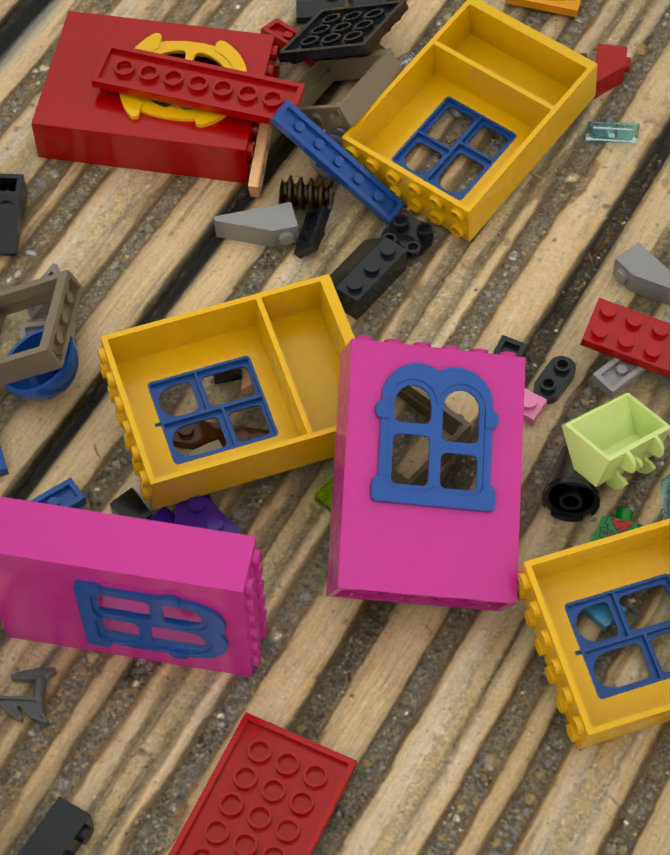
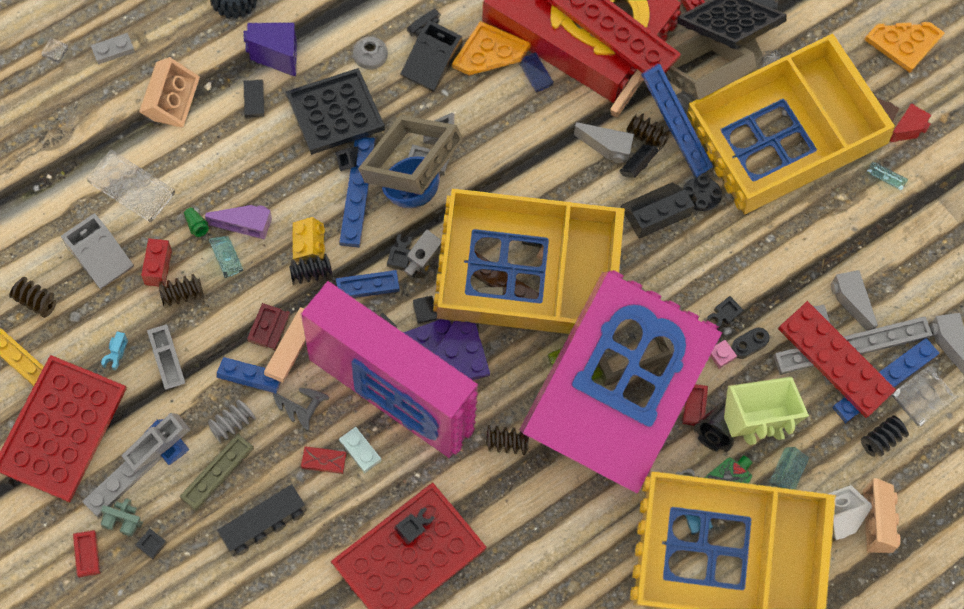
camera: 20 degrees right, 10 degrees up
(63, 181) = (489, 49): none -> light orange plate
(66, 458) = (398, 255): none -> black plate
(86, 751) = (323, 460): none -> red tile
(99, 442) = (424, 254): none -> light grey torso
(129, 717) = (360, 450): none -> light aqua plate
(134, 185) = (536, 72): none -> clear blue tile
(248, 777) = (412, 527): none -> black plate
(315, 618) = (506, 440): none -> dark brown piece
(531, 480) = (695, 405): none -> red tile

